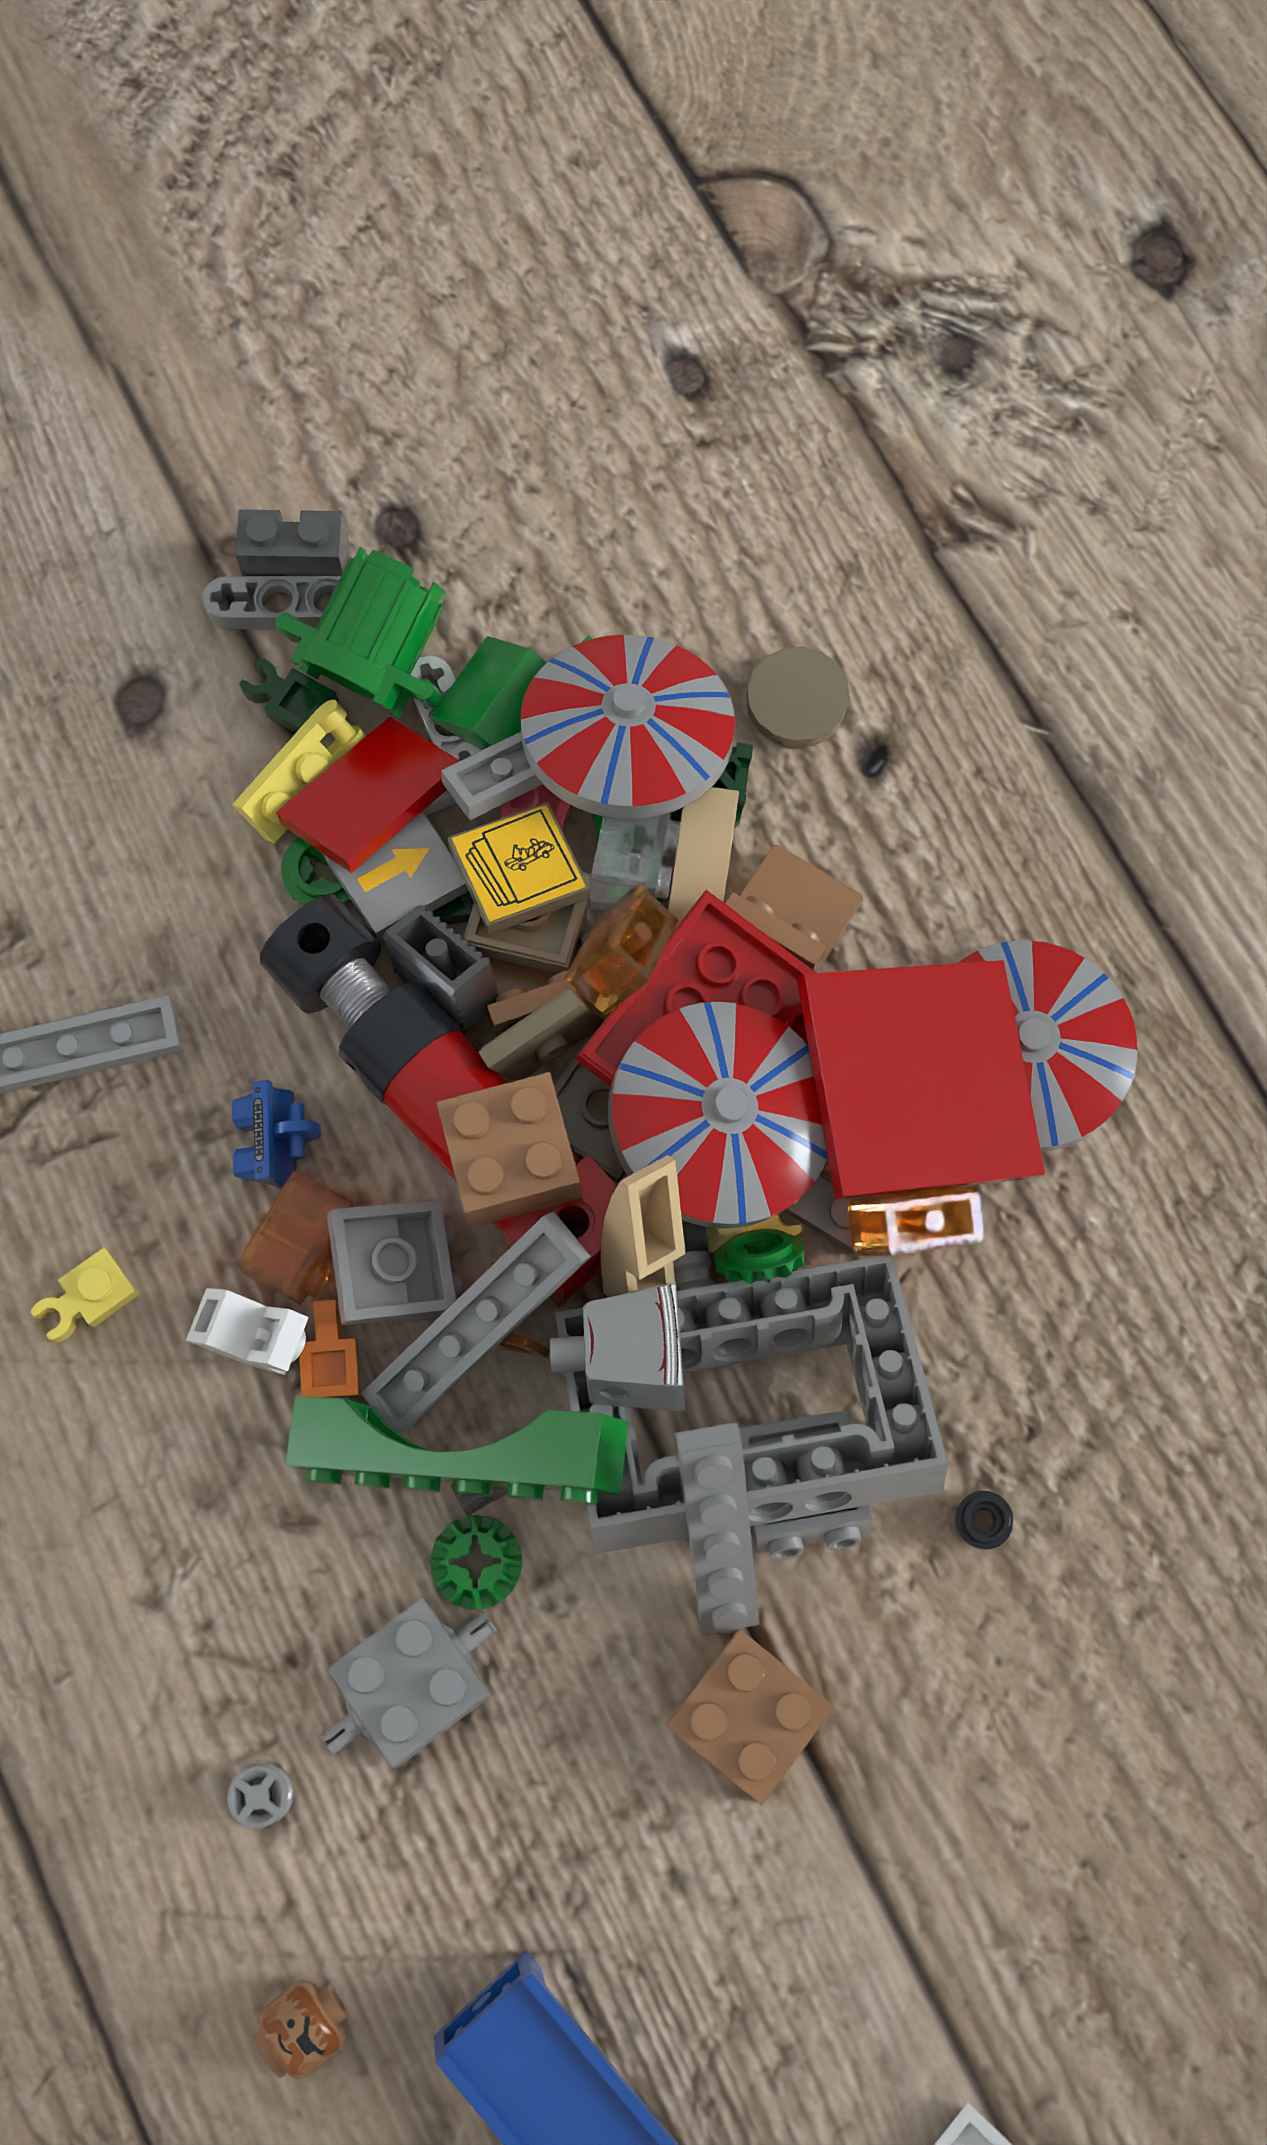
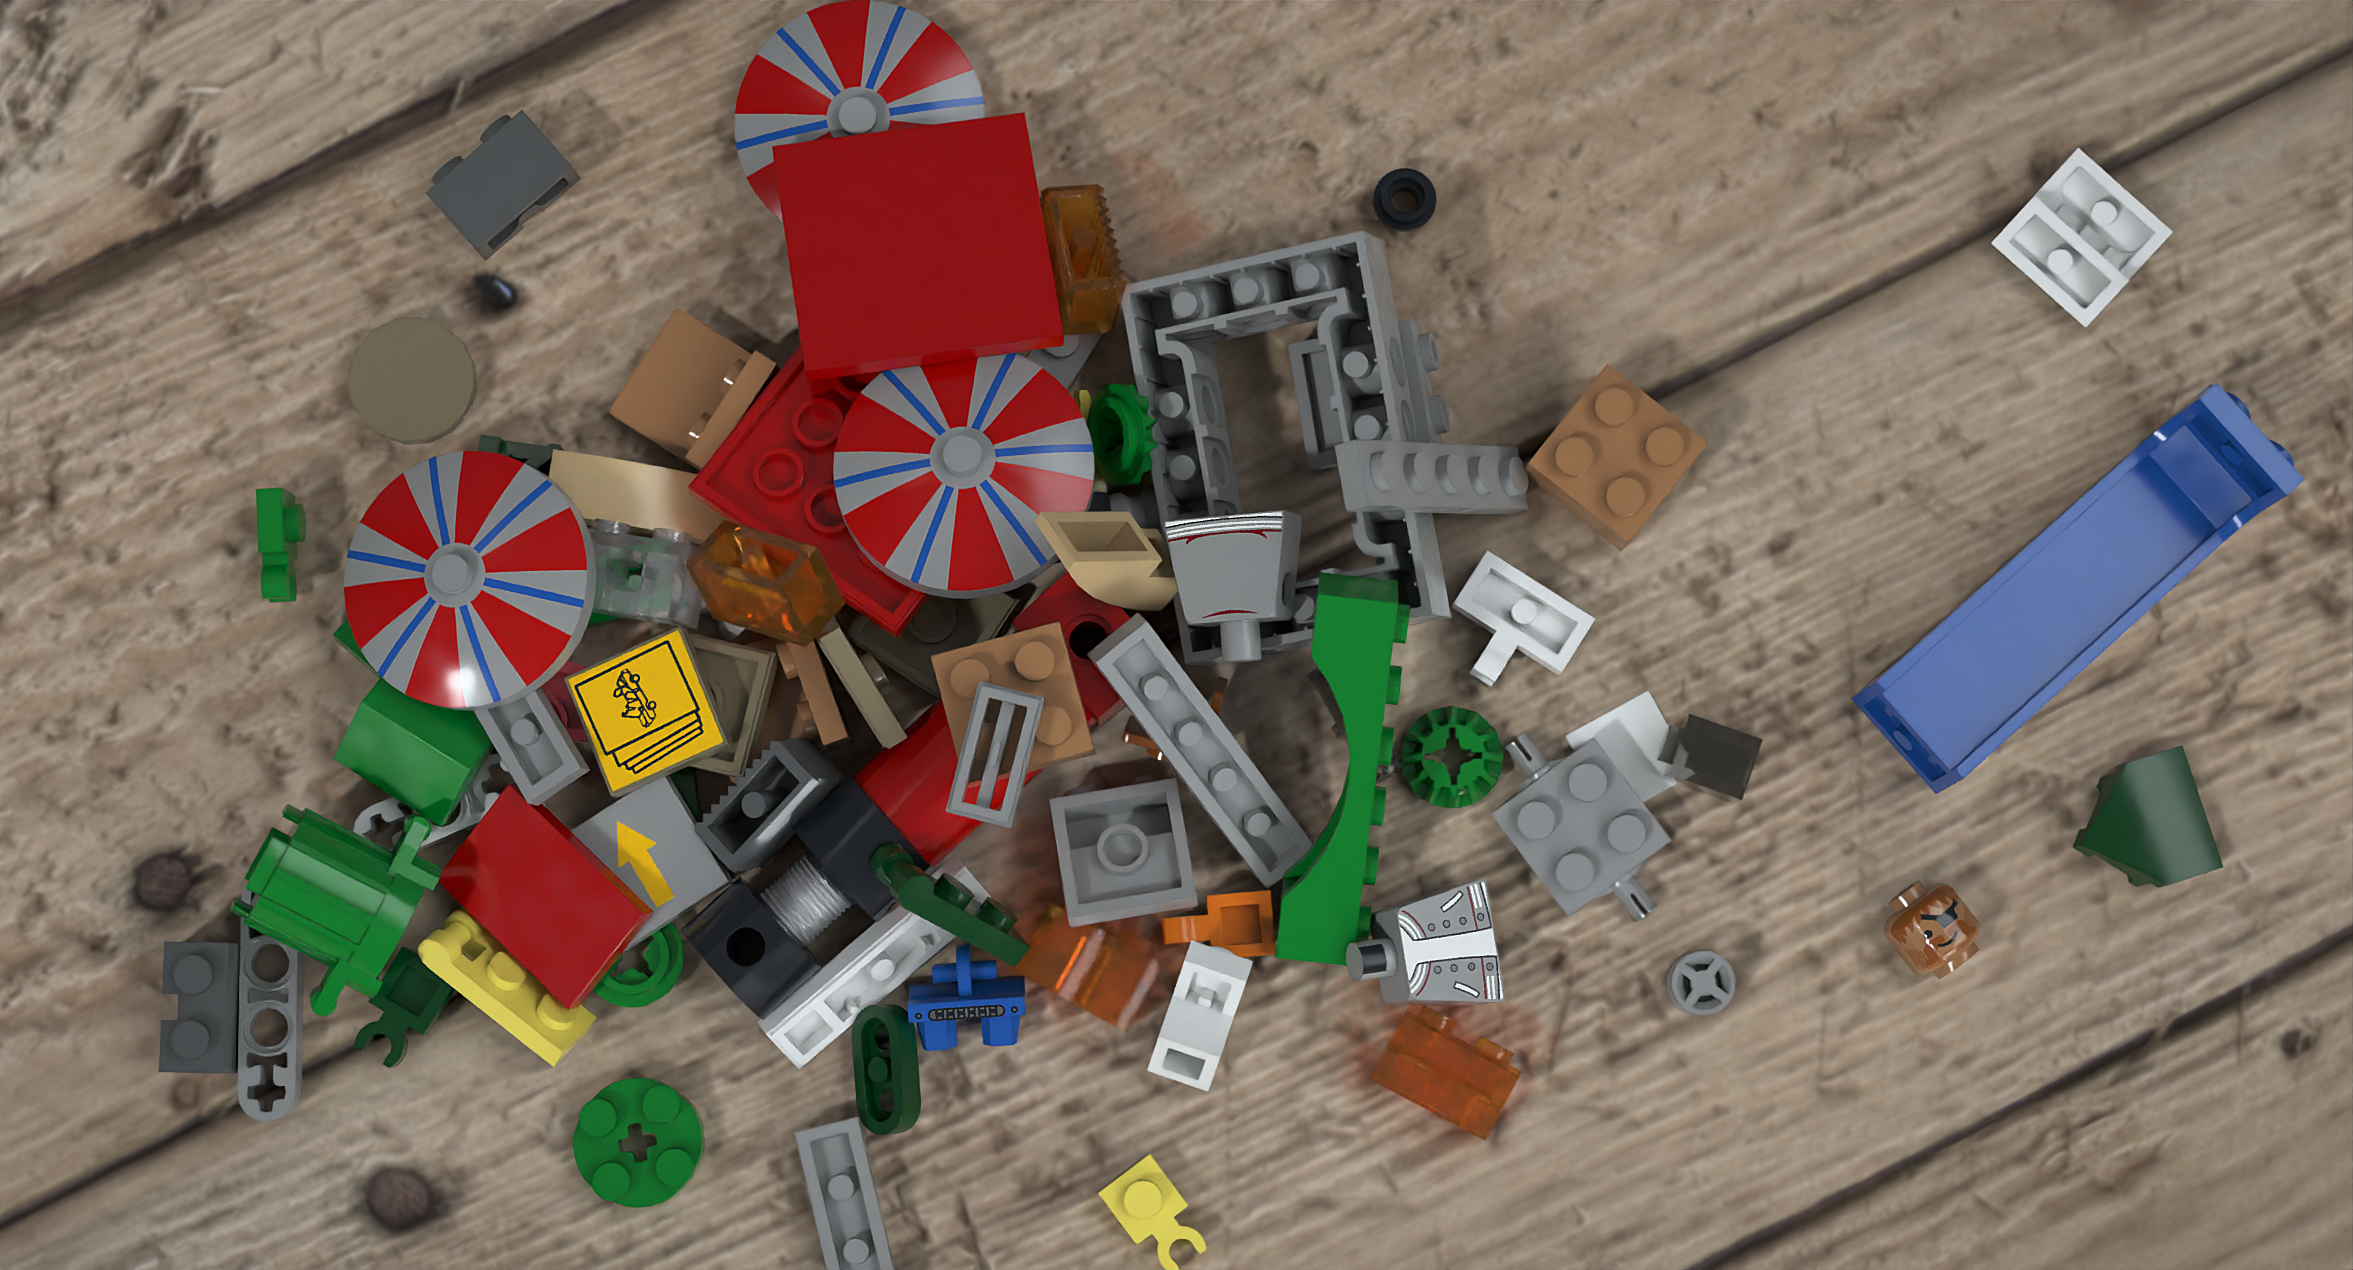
camera: 90 degrees left, 10 degrees up
(147, 859) = (607, 1121): none -> green plate
(189, 1553) = (1445, 1072): none -> clear orange brick
(217, 1069) = (886, 1069): none -> dark green plate
(298, 1540) = (1433, 950): none -> light grey torso
(310, 1062) = (860, 976): none -> white plate
(345, 1109) = (949, 905): none -> dark green plate
(468, 1806) = (1709, 757): none -> clear smoke brick
(484, 1738) = (1632, 742): none -> white sticker
(506, 1136) = (1009, 699): none -> light grey tile
(601, 1625) = (1520, 617): none -> white plate
(668, 596) = (278, 530): none -> green plate
(962, 757) = (501, 183): none -> dark grey brick

